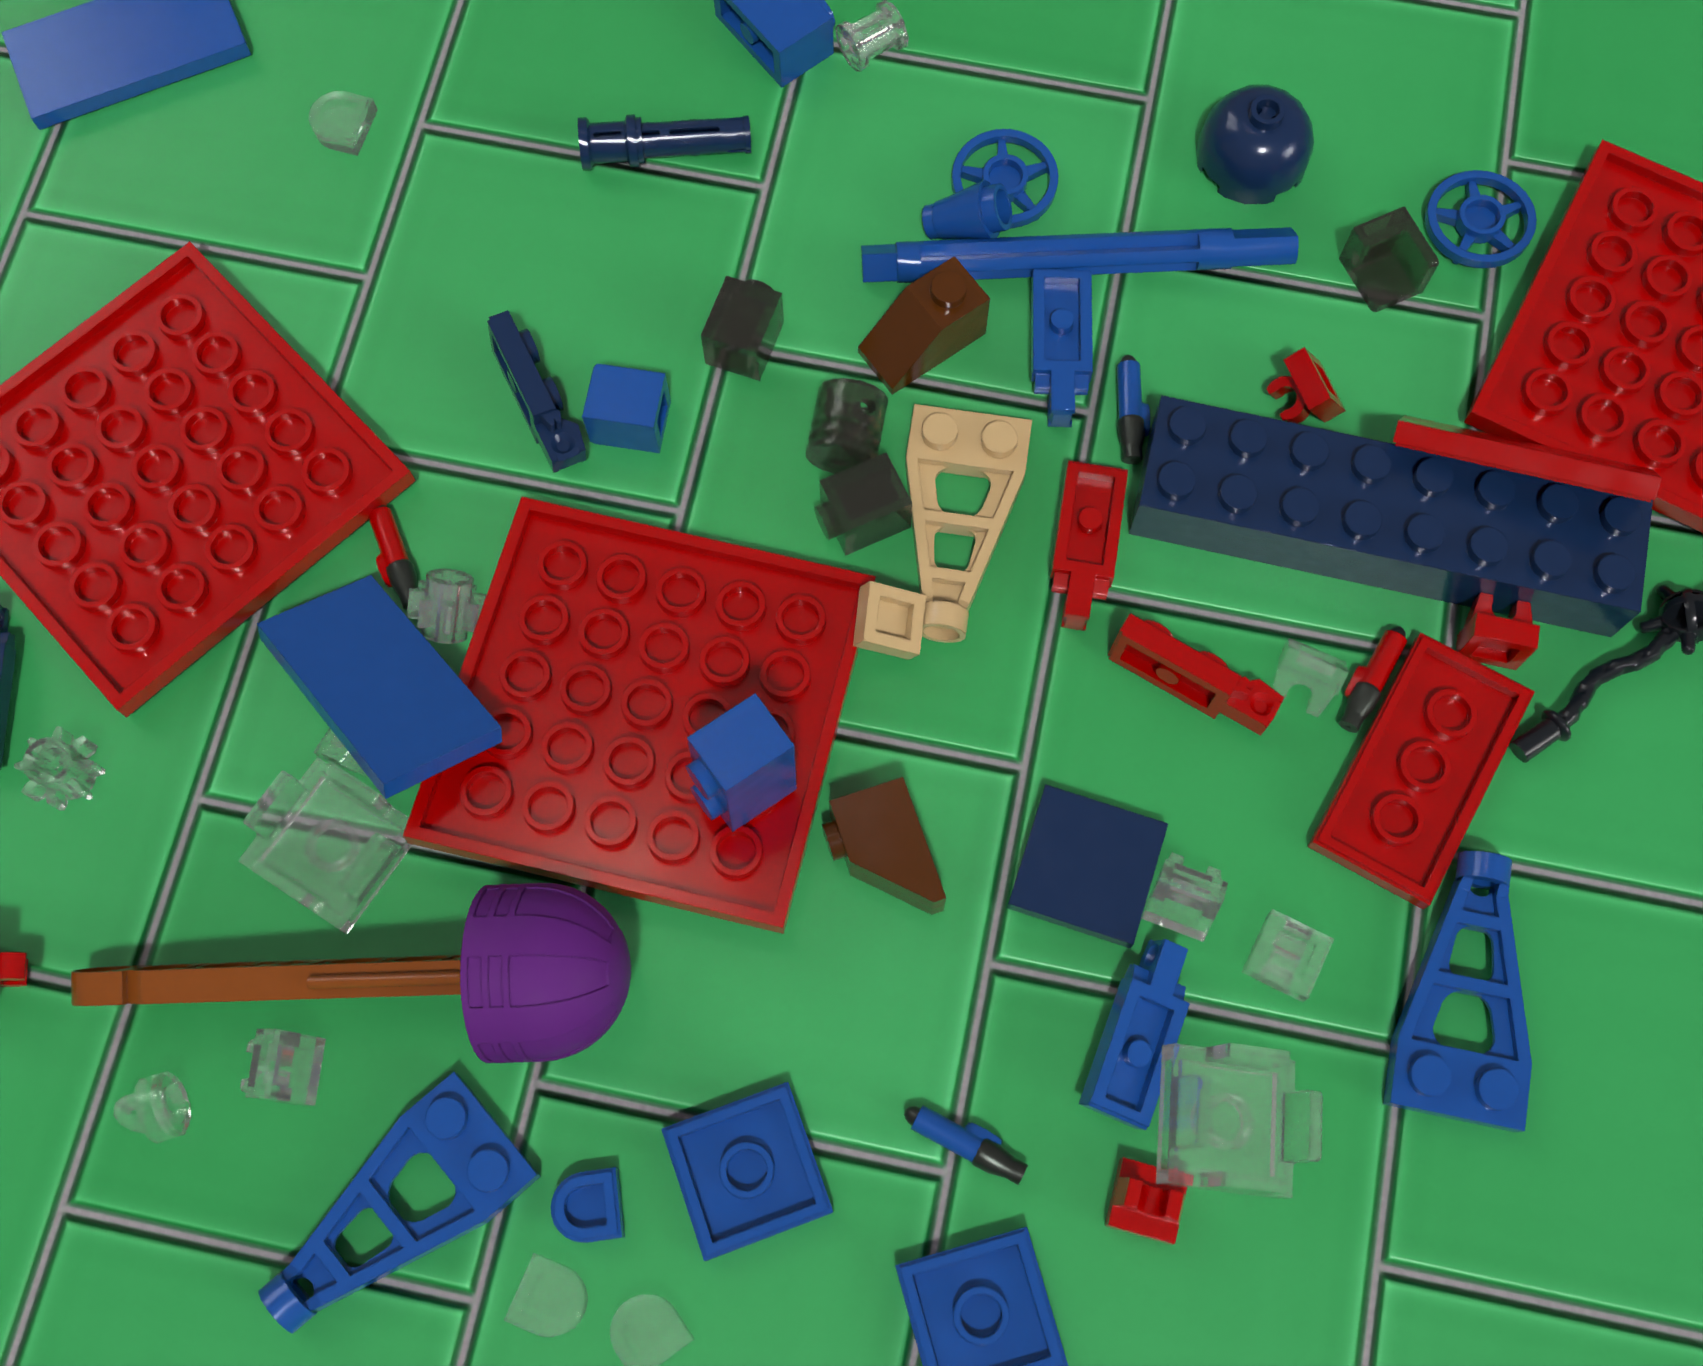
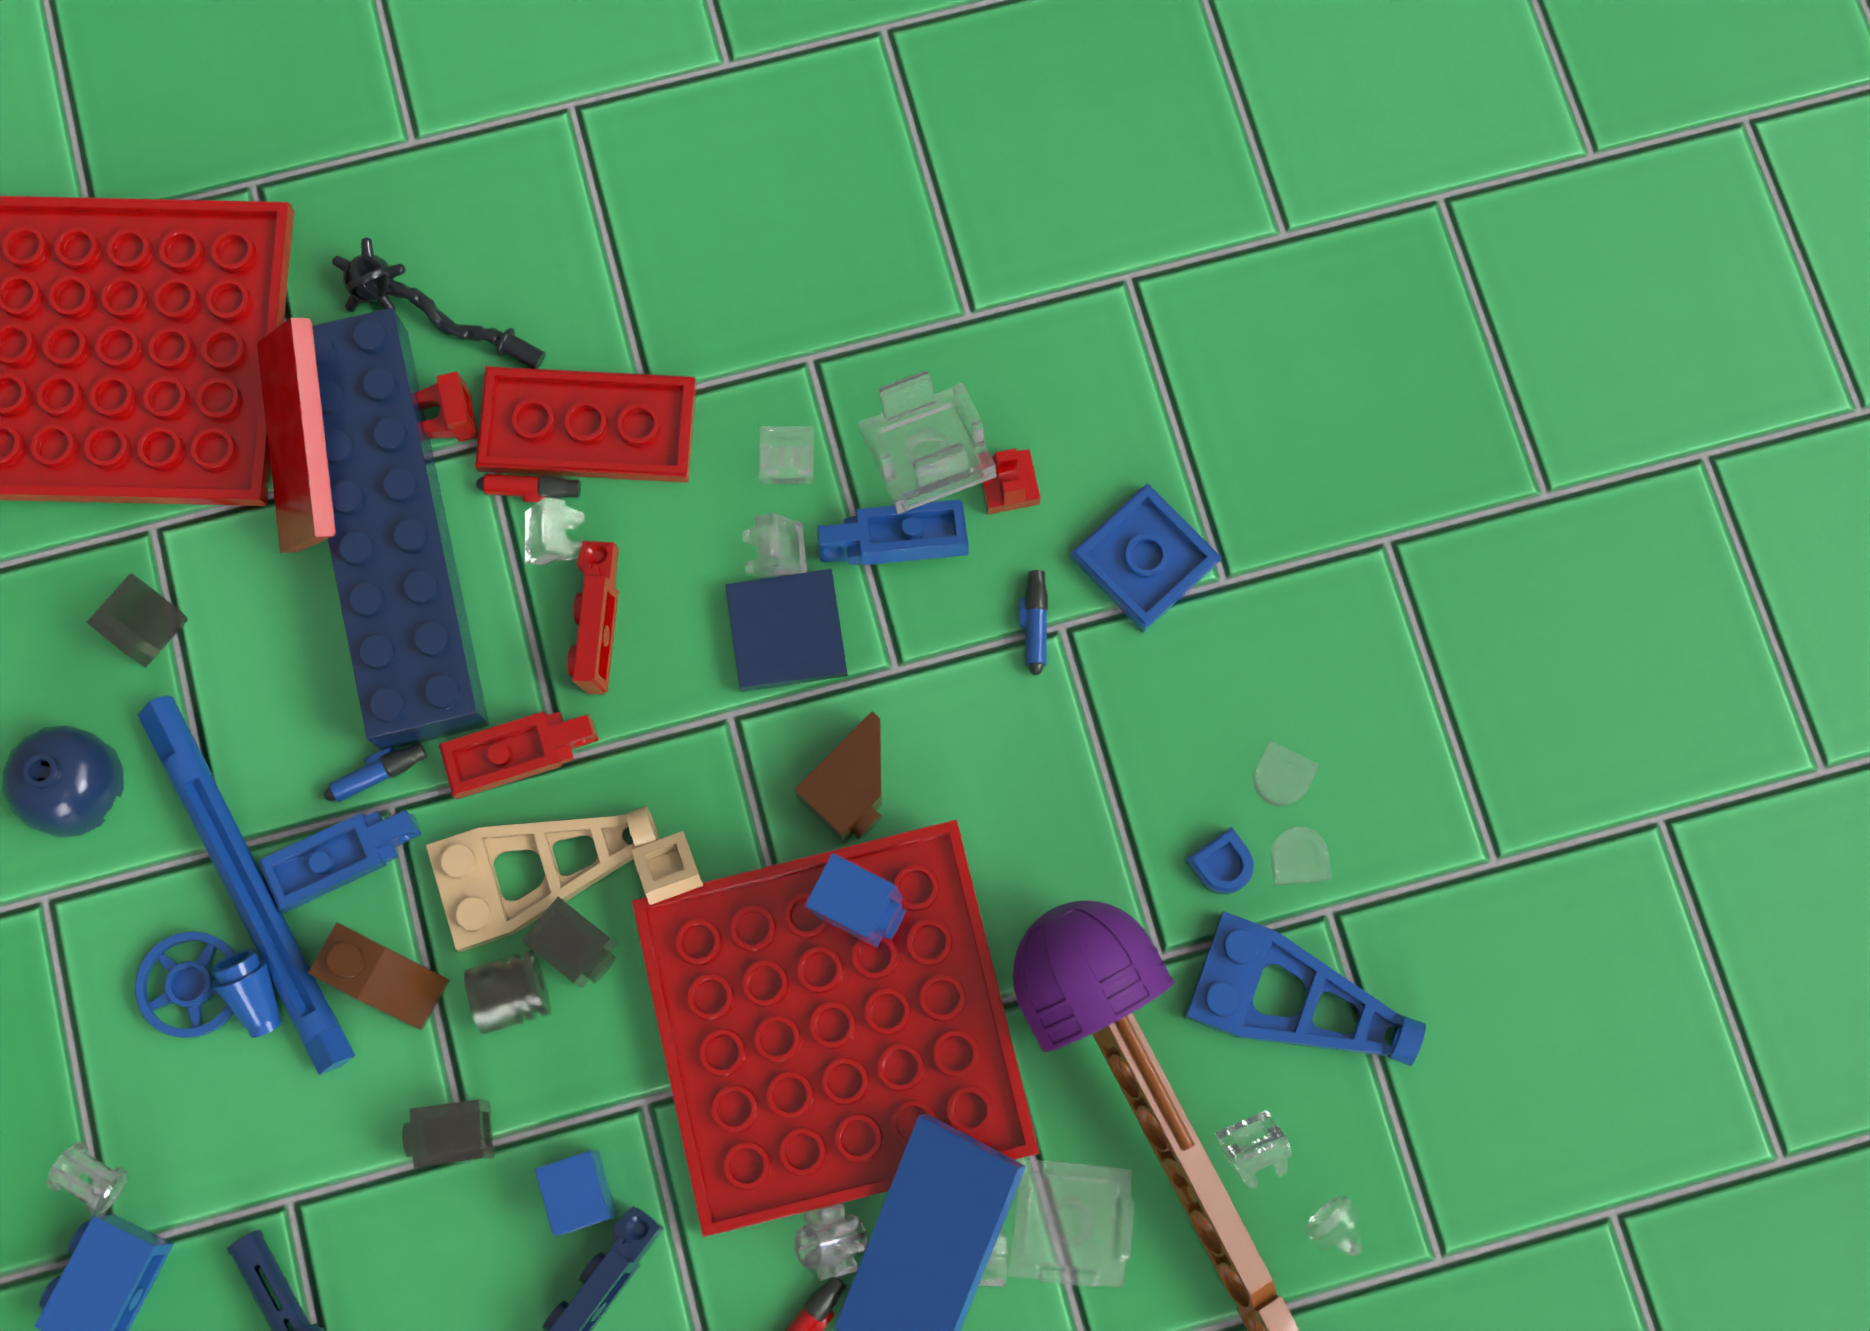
camera: 120 degrees left, 5 degrees up
(746, 1171) = (1137, 765): blue tile -> none
(1311, 386) = (291, 632): red tile -> none
(1452, 1081) = (815, 311): blue plate -> none
(1480, 219) = (58, 566): blue wheel -> none

